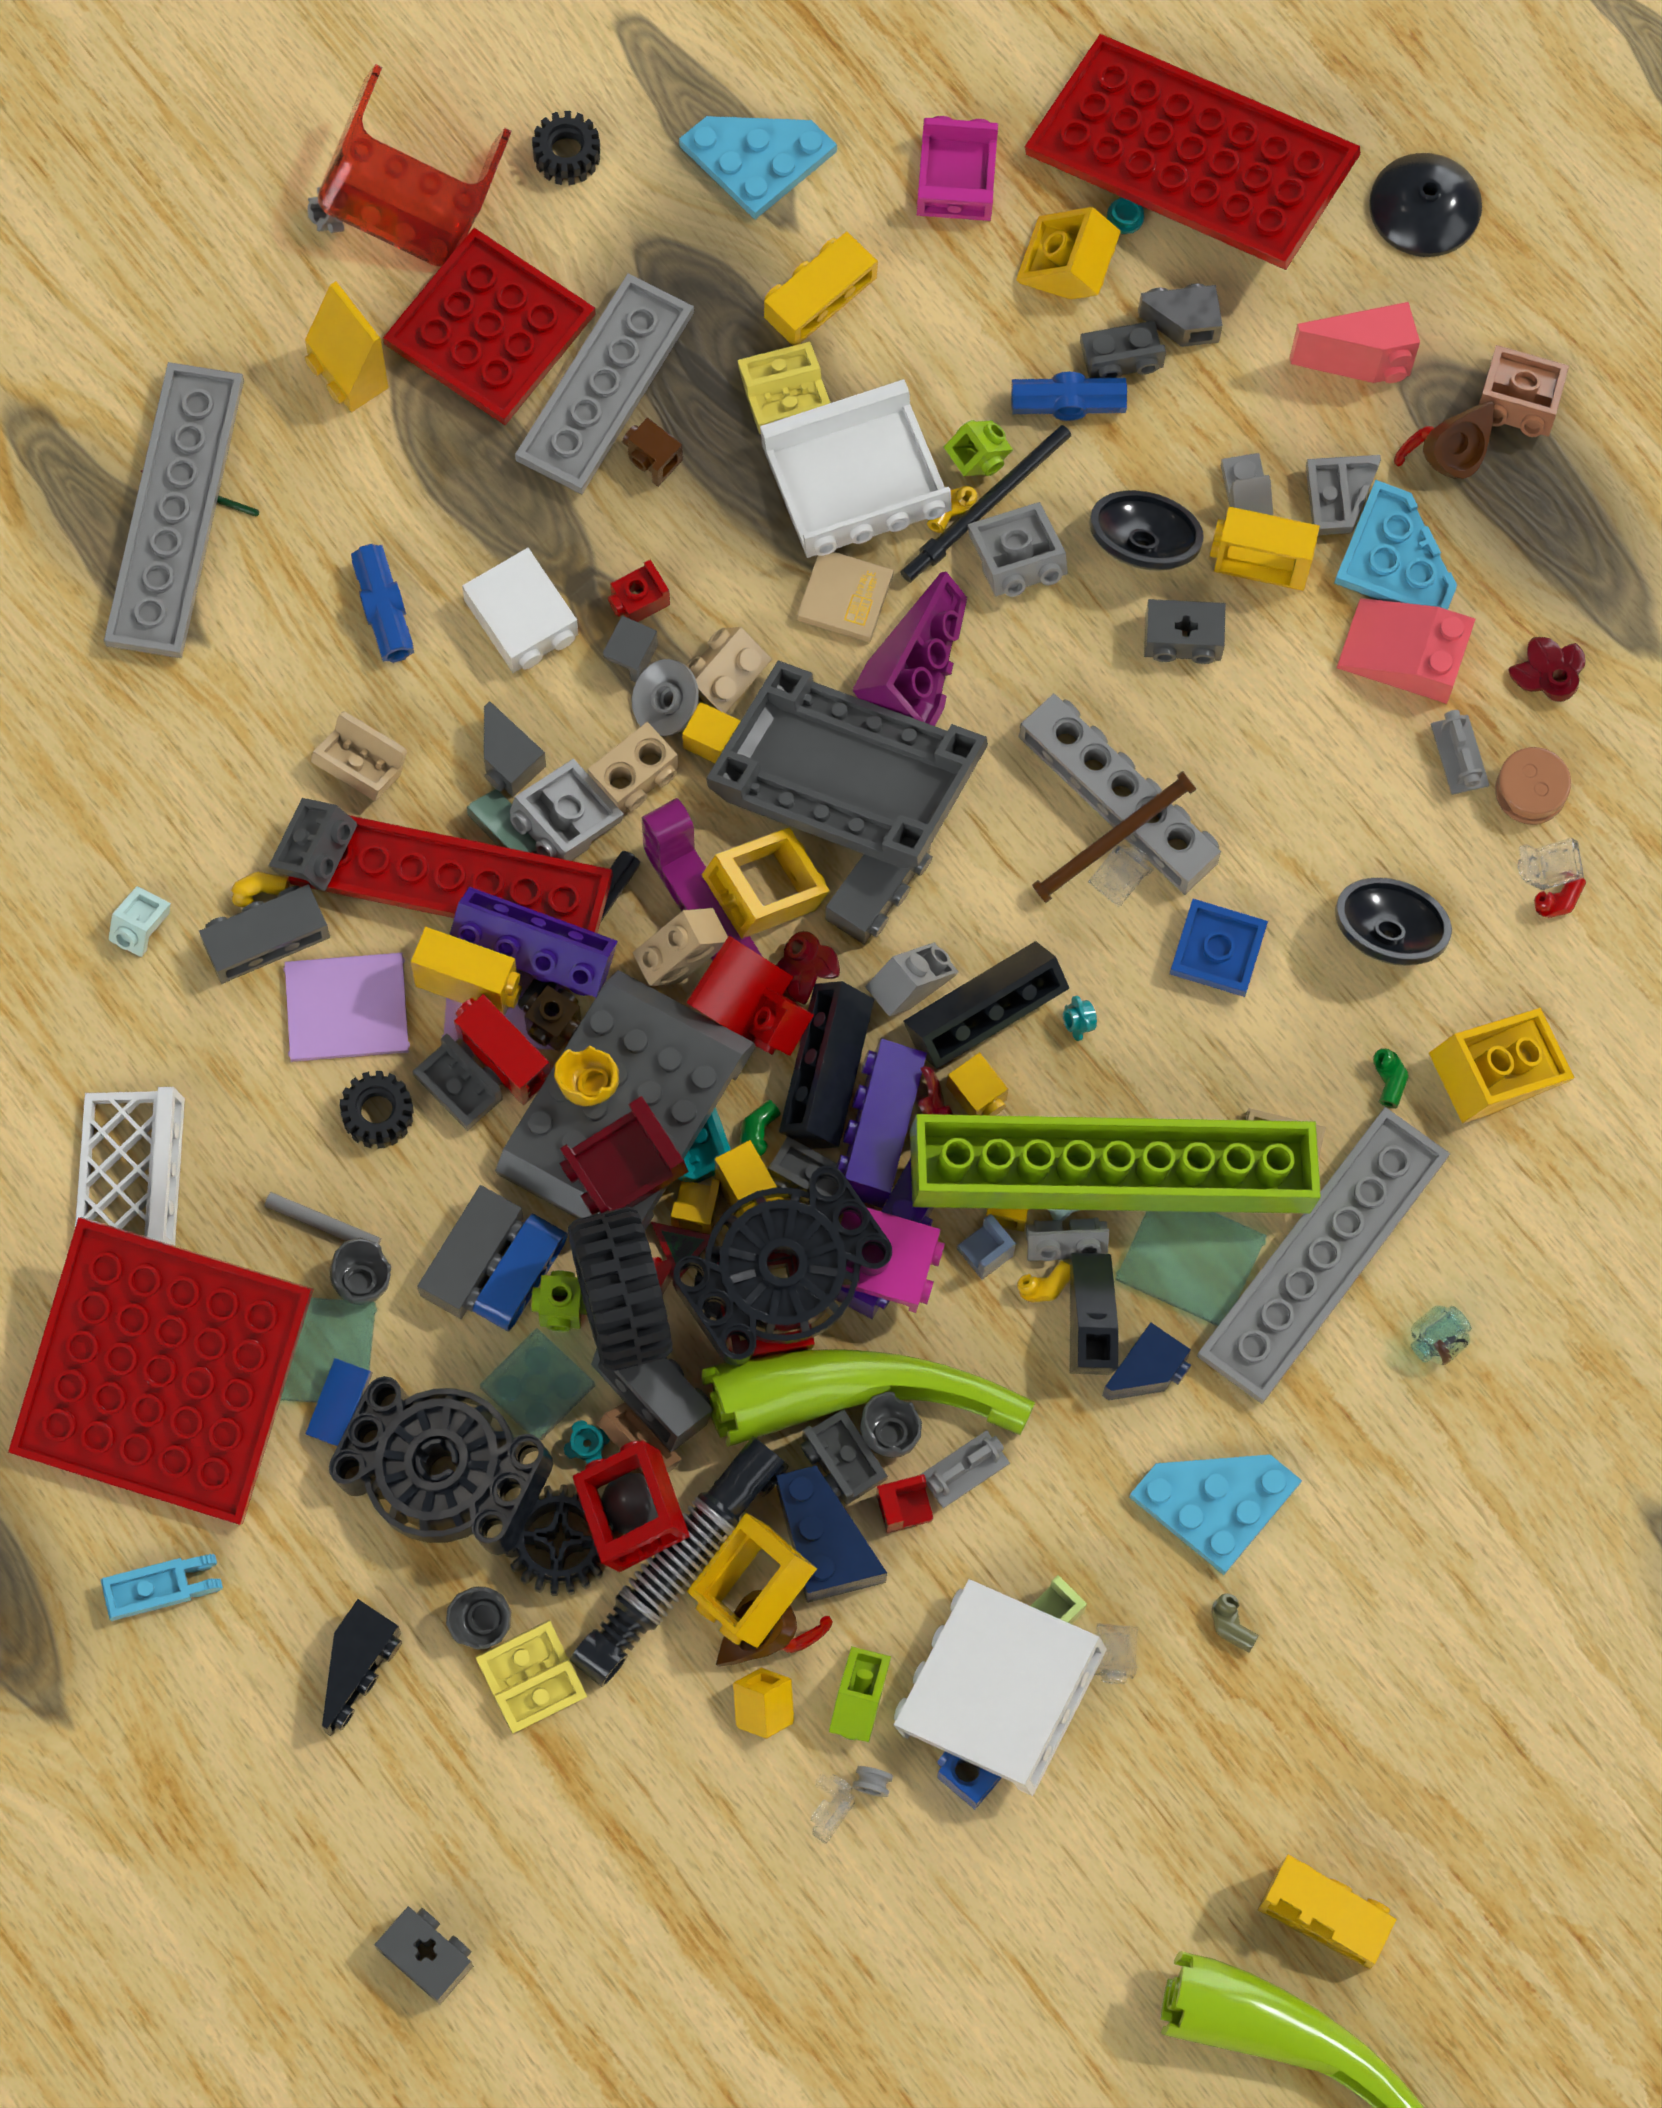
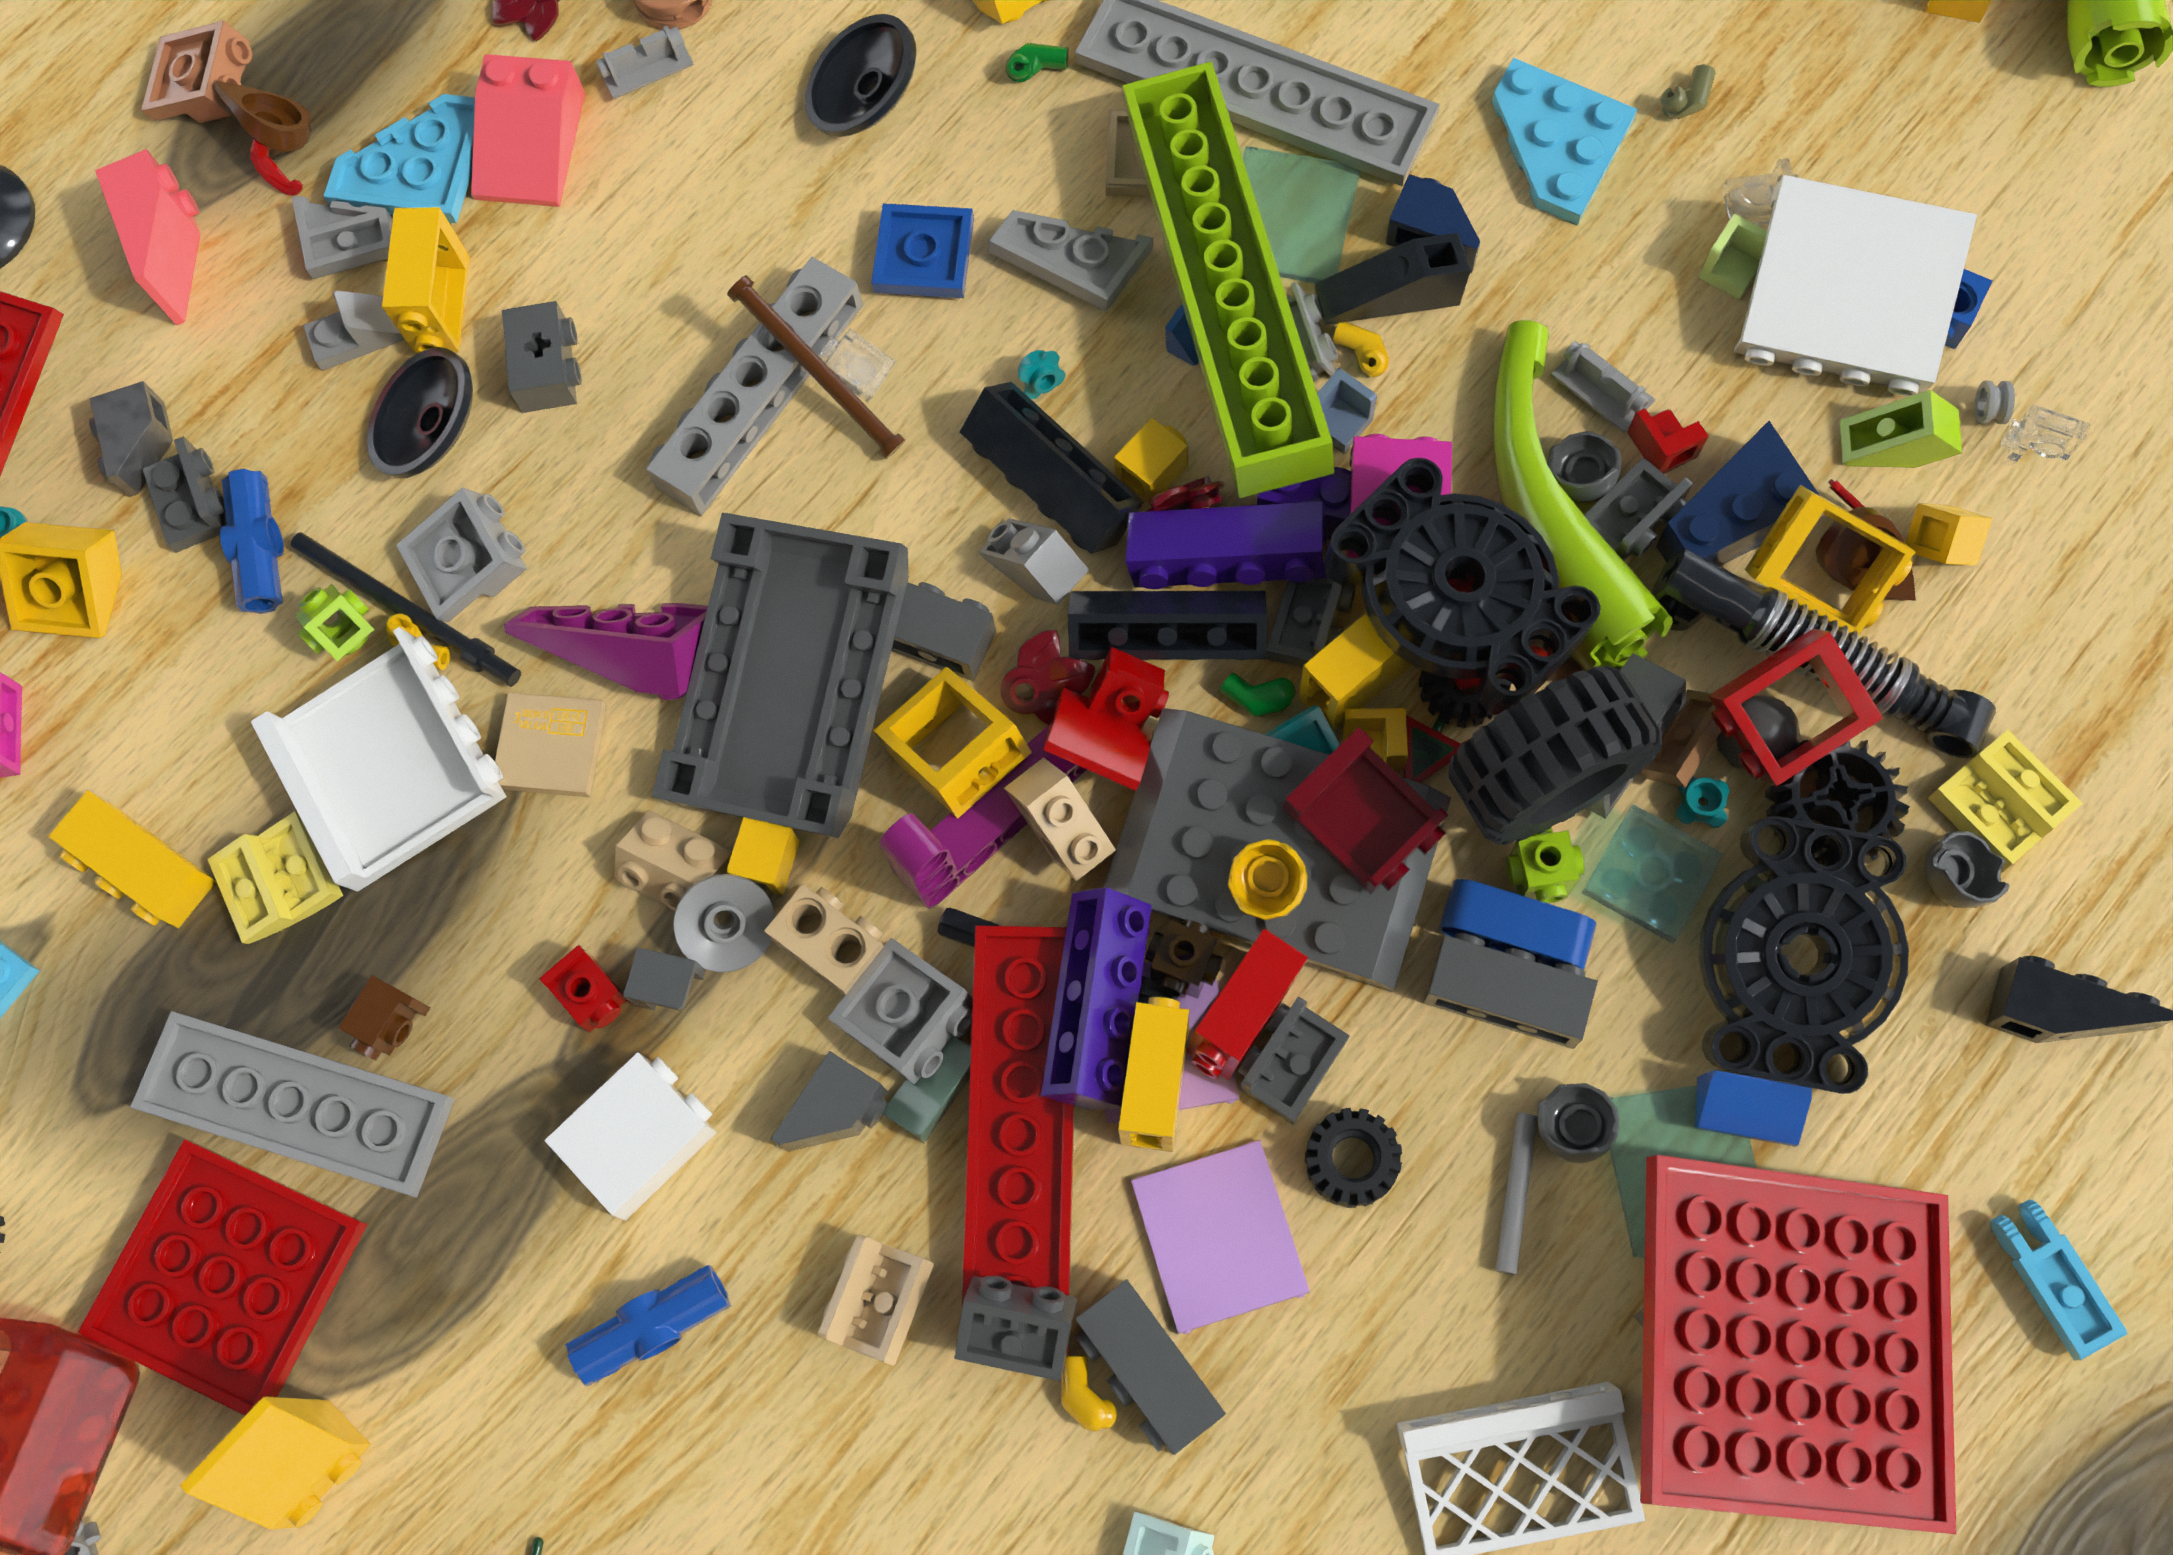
camera: 90 degrees left, 0 degrees up
(1184, 1069) = (1075, 260): none -> light grey wing

